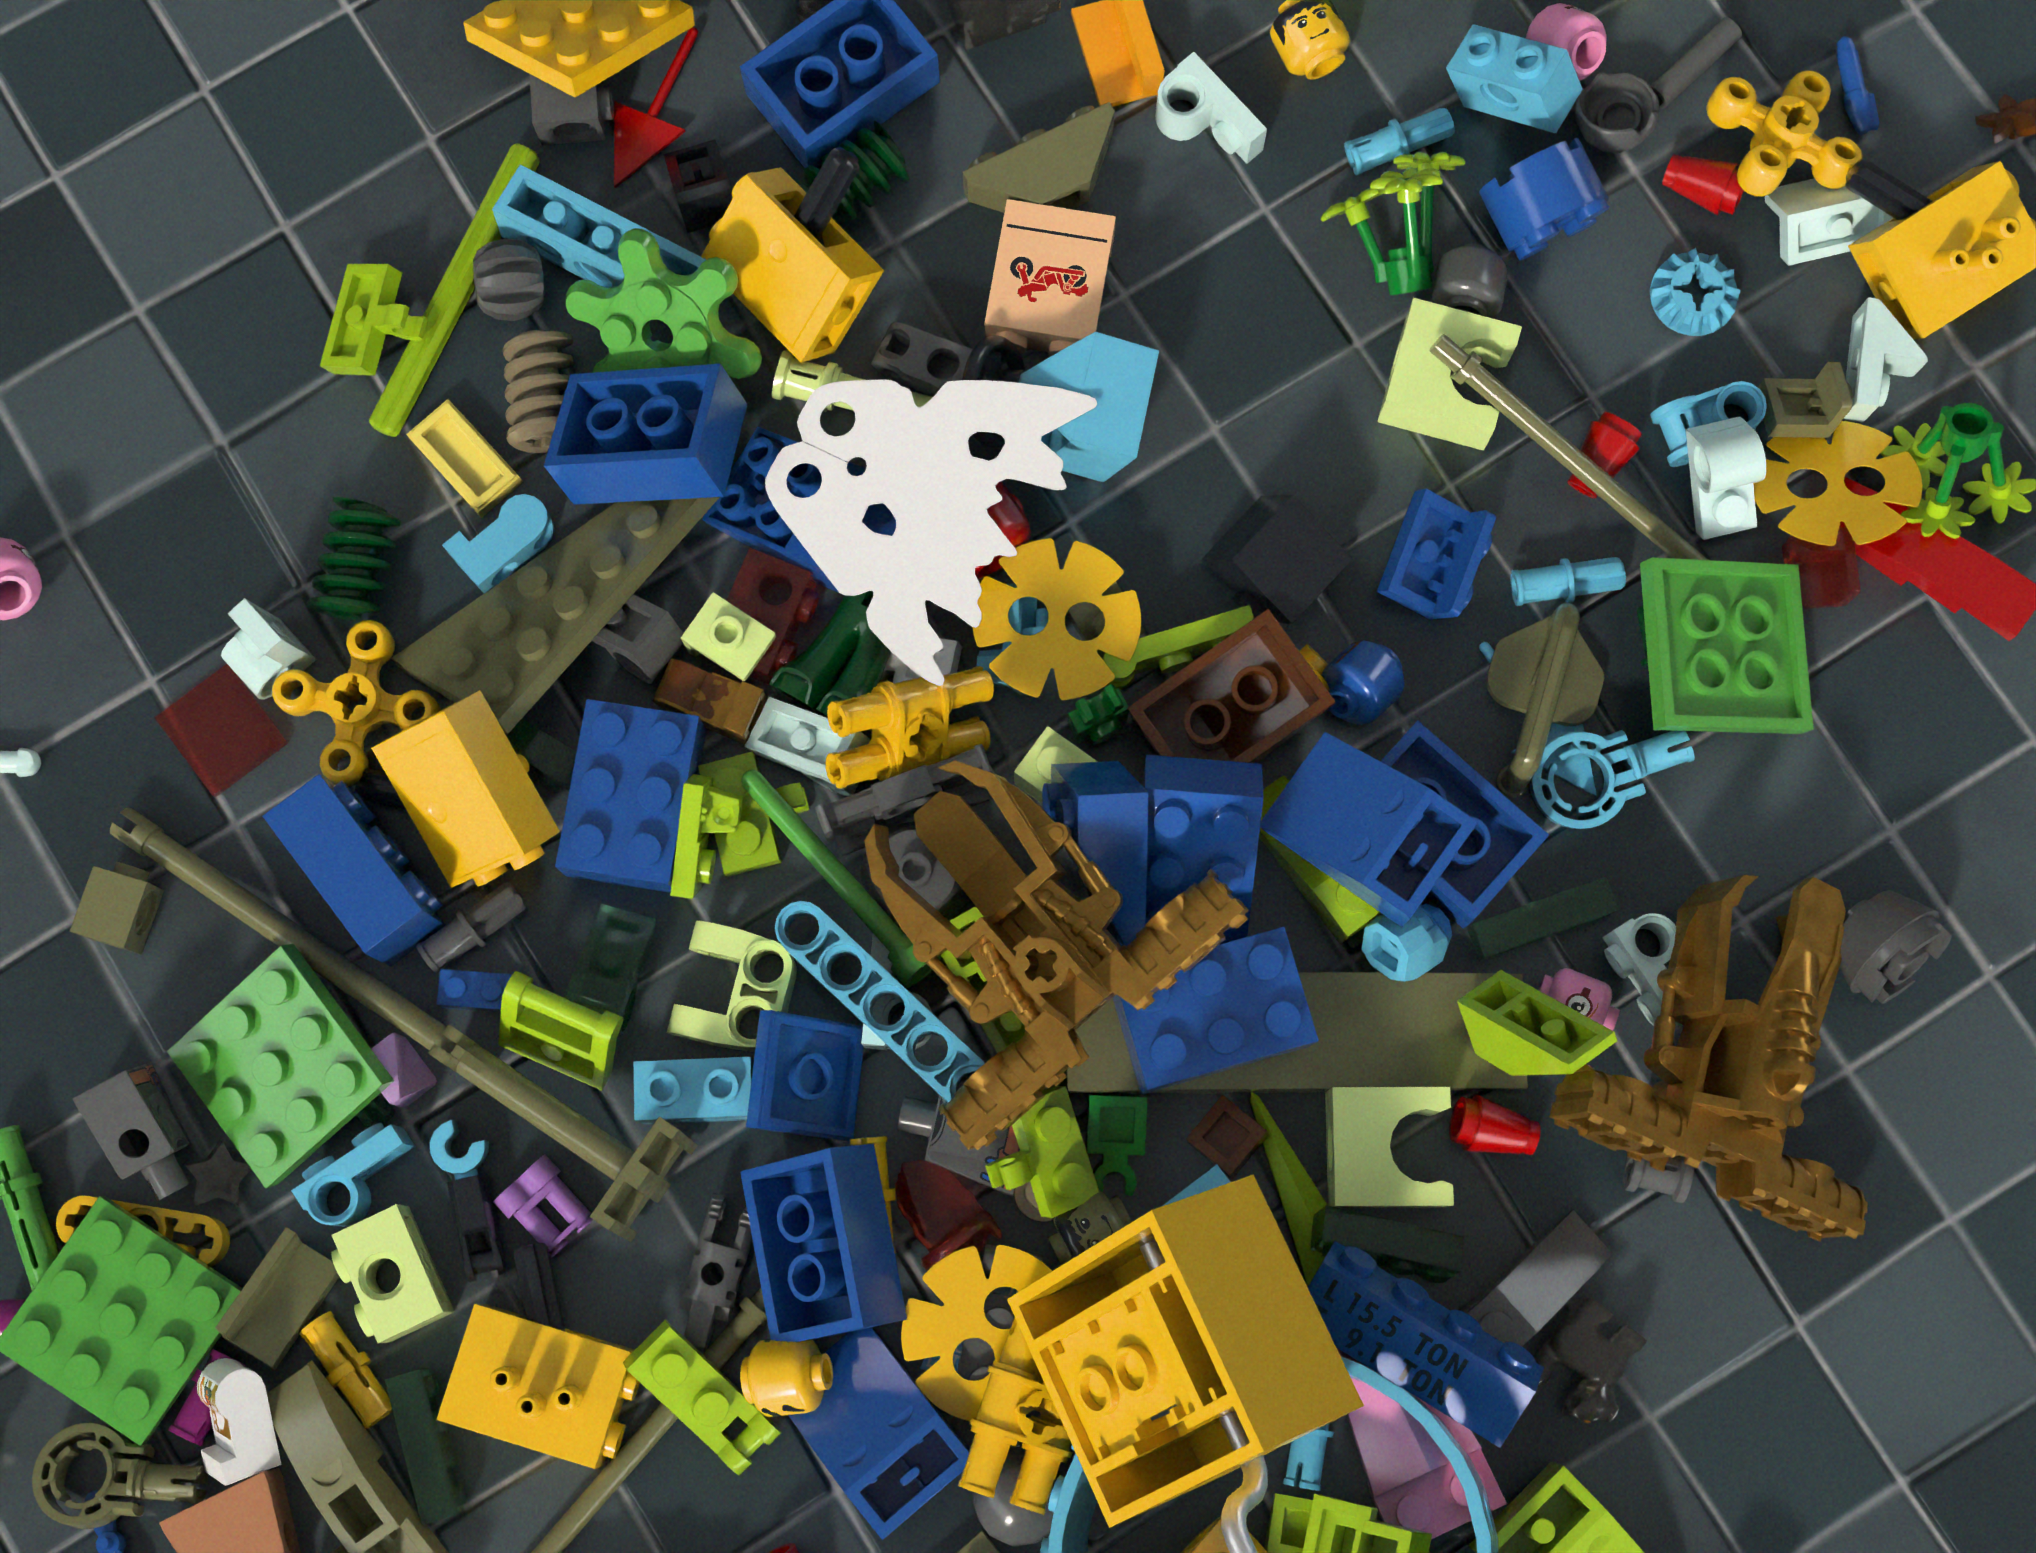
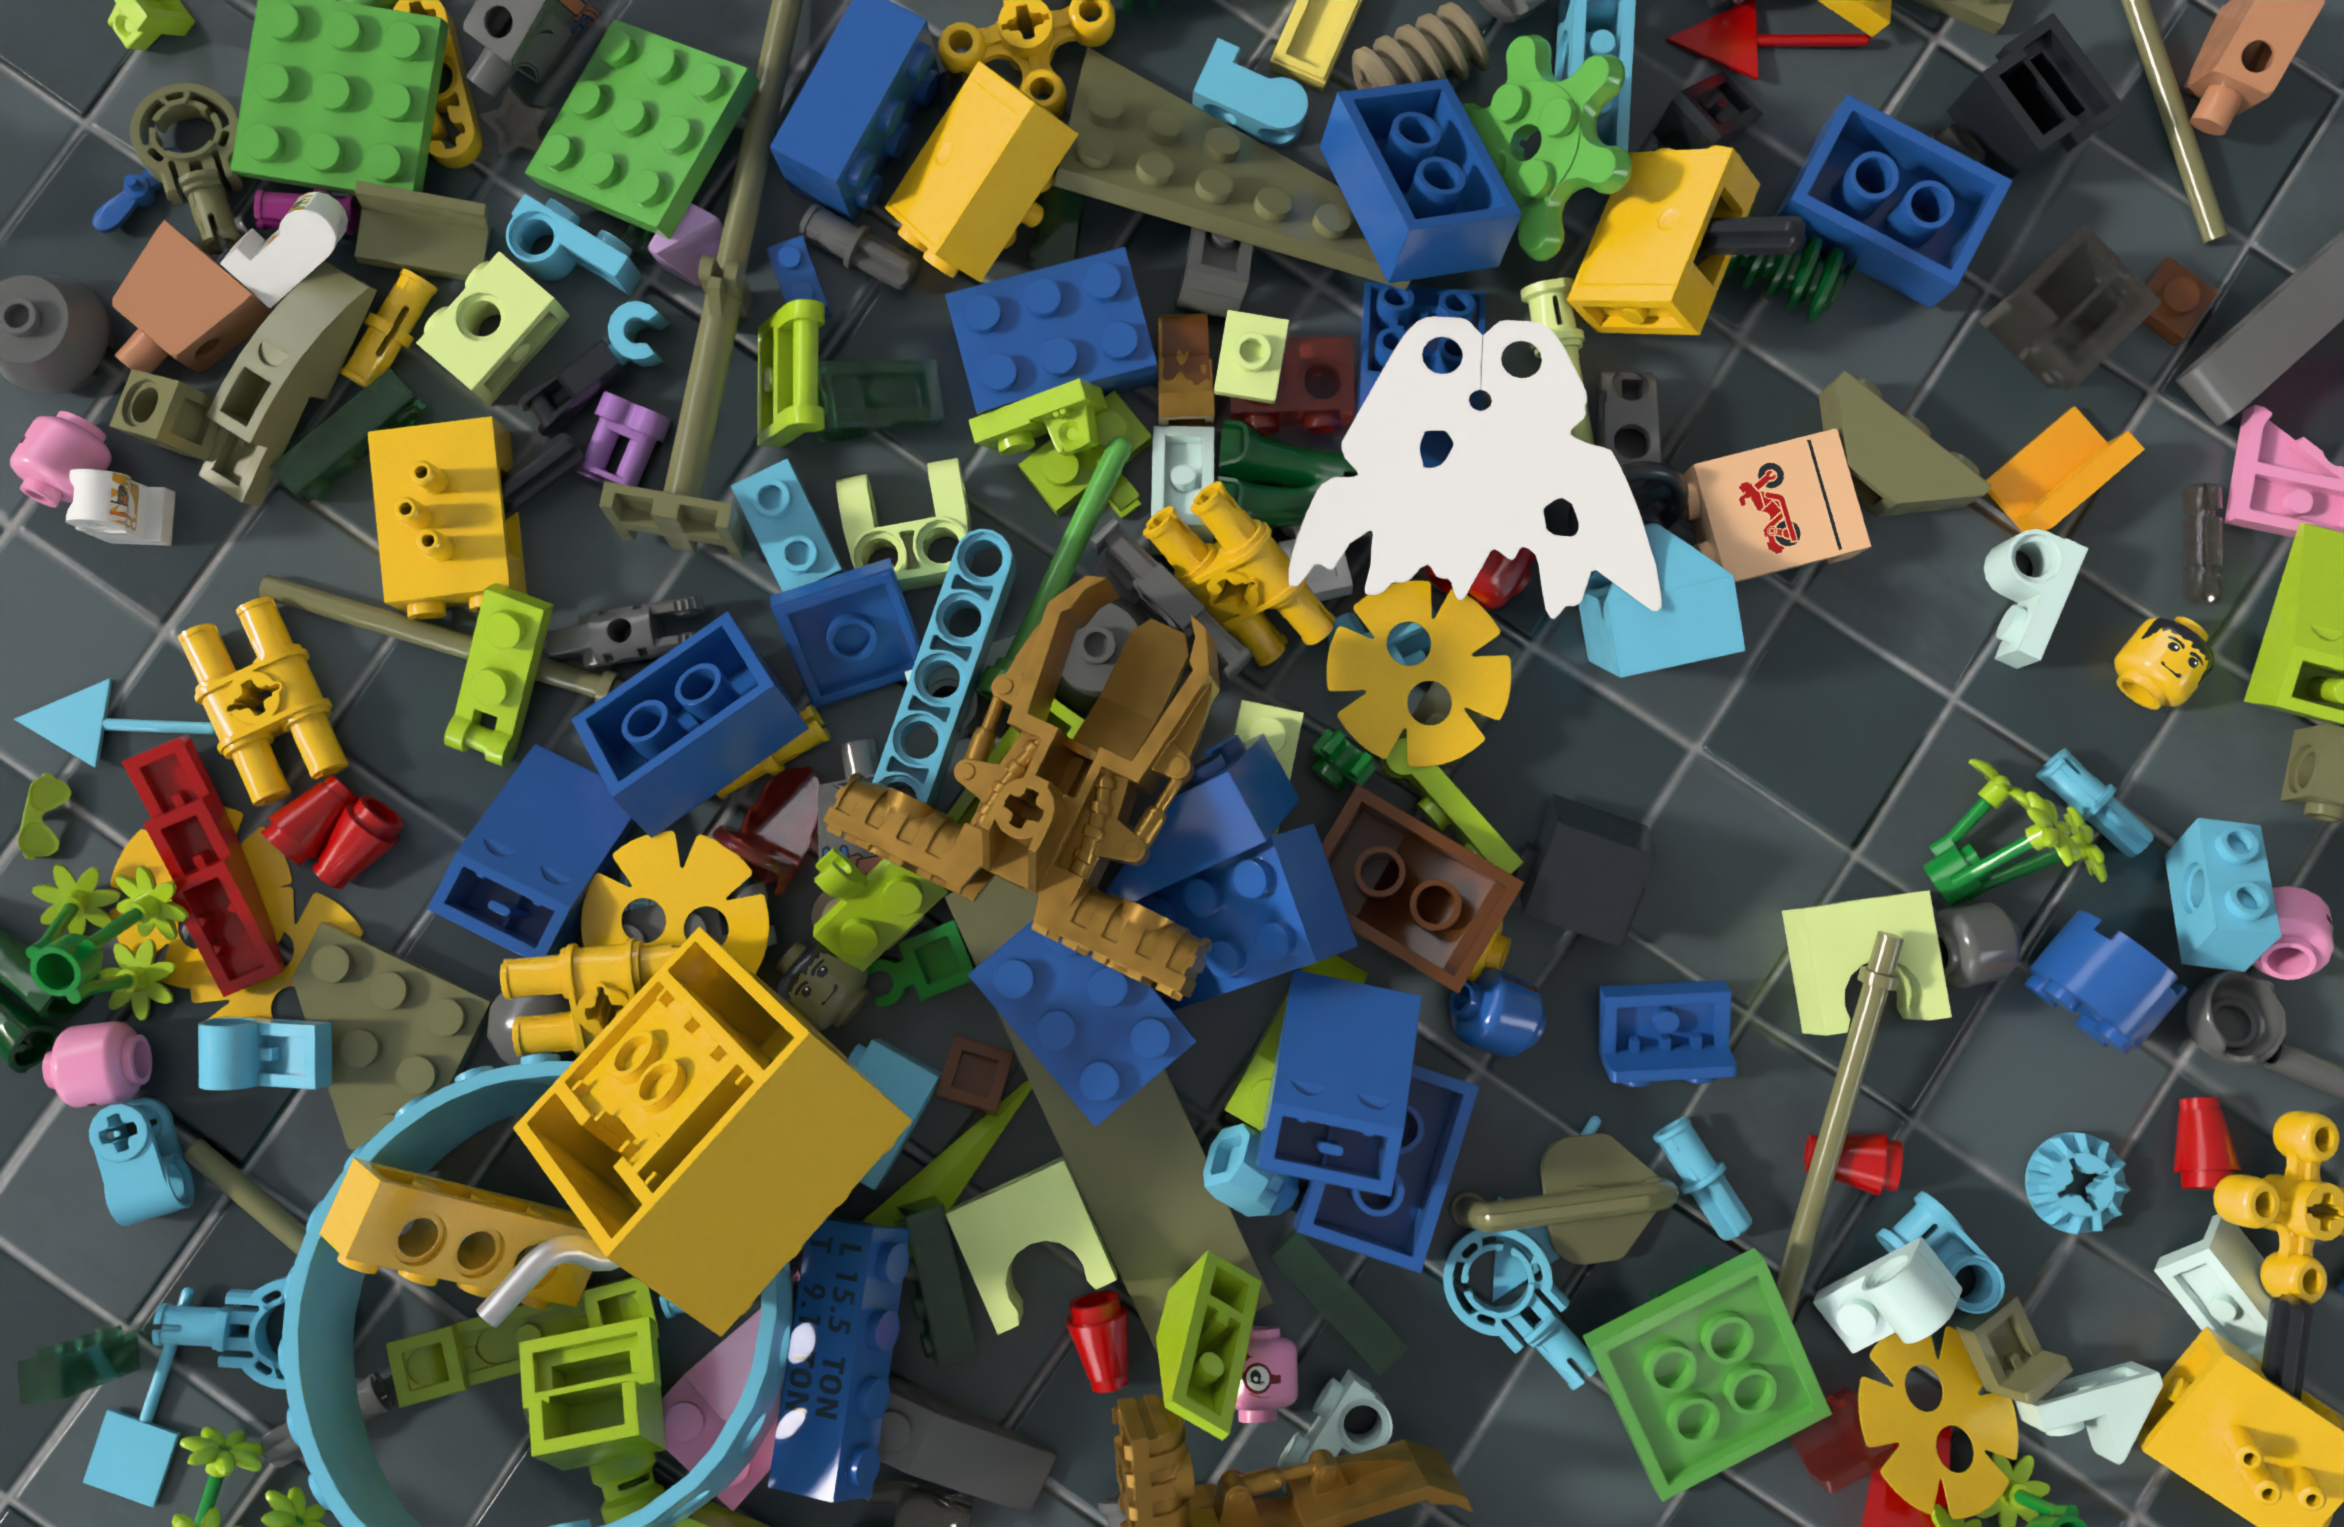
camera: 60 degrees right, 5 degrees up
(785, 1377) = (548, 746): yellow head -> none

